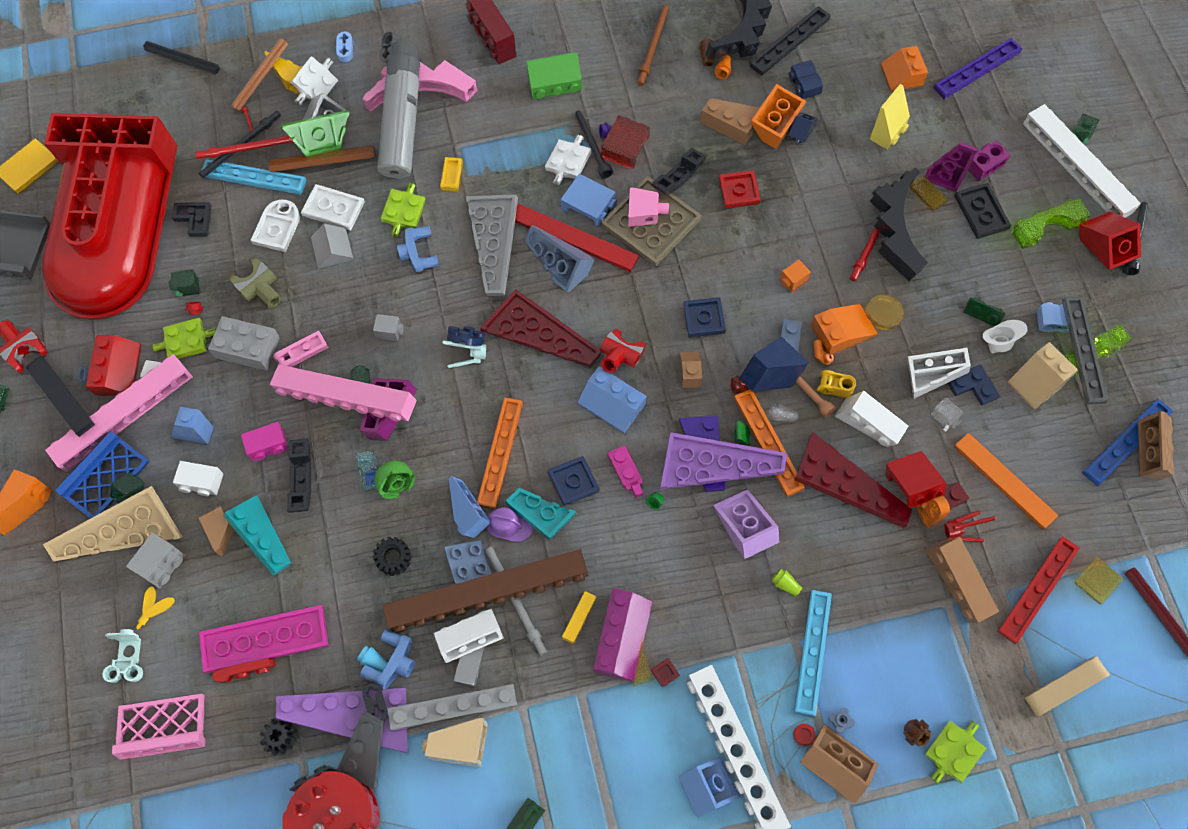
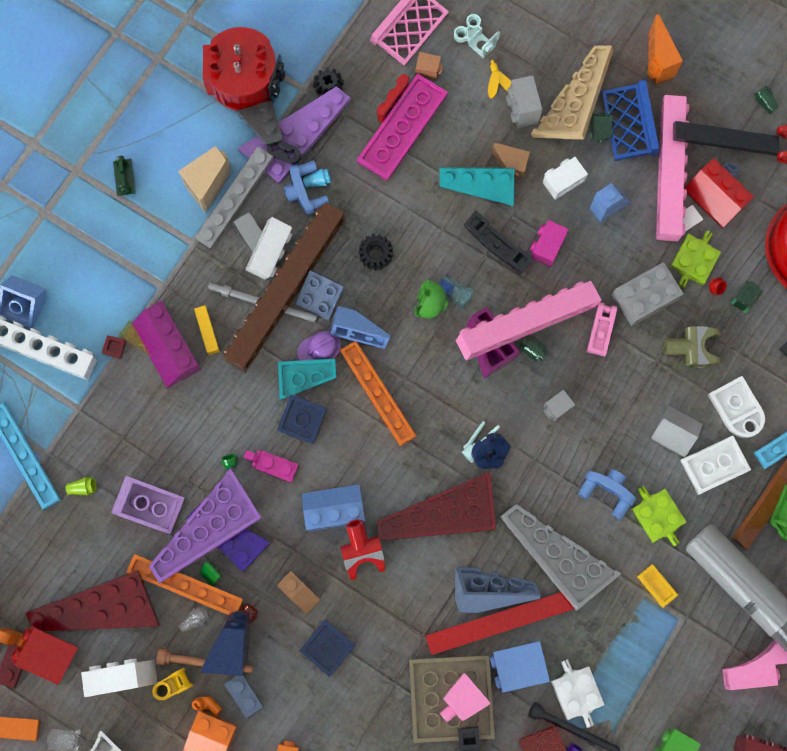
camera: 135 degrees right, 10 degrees up
(188, 670) = (428, 66): none -> nougat brick

